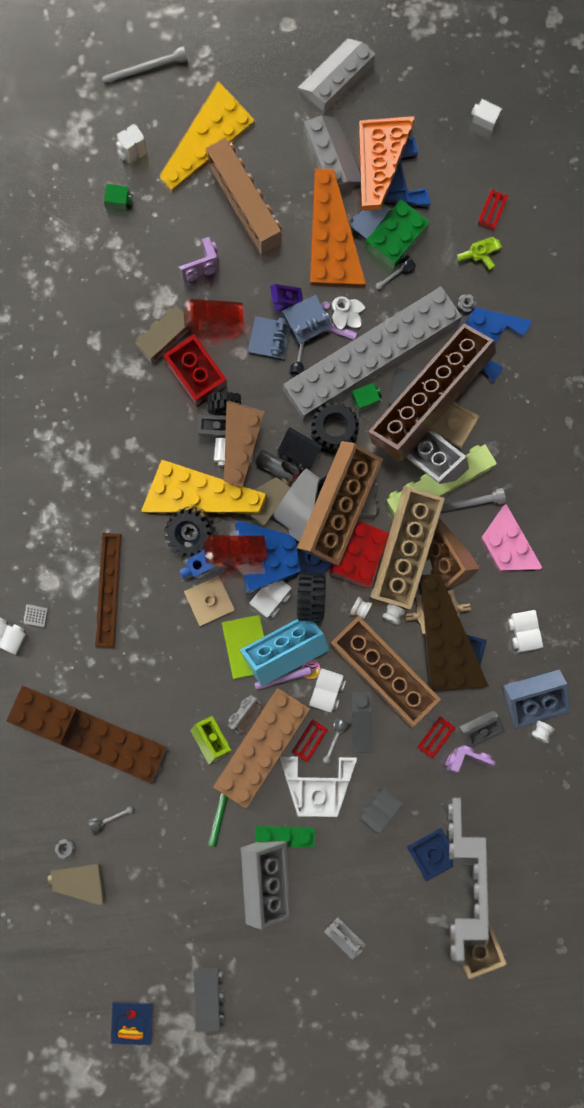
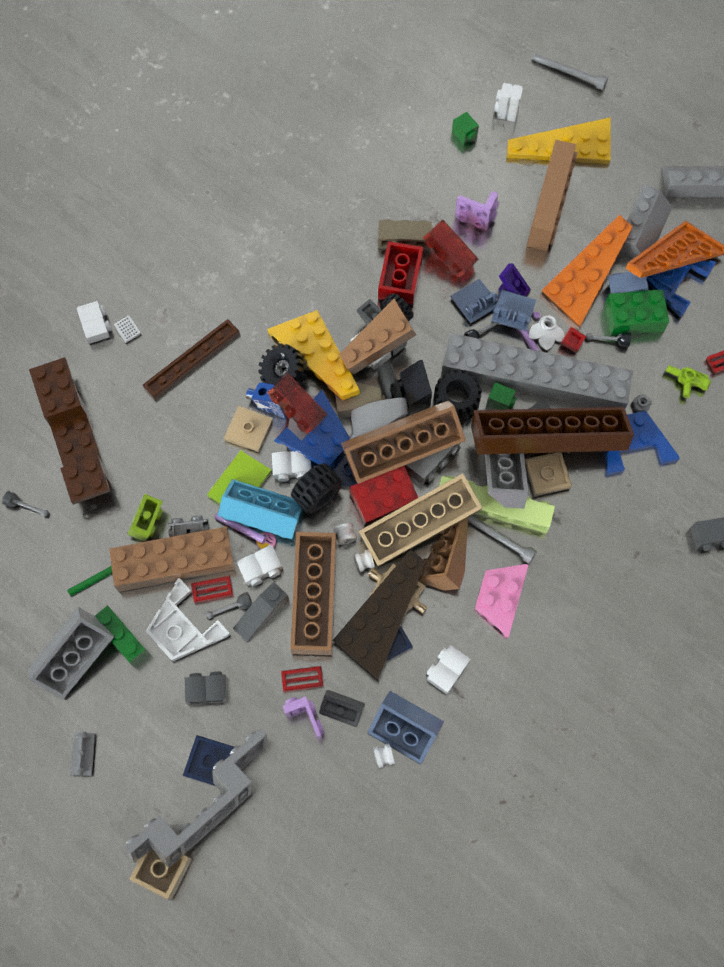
camera: 50 degrees right, 10 degrees down
(372, 300) = (573, 339): none -> red plate

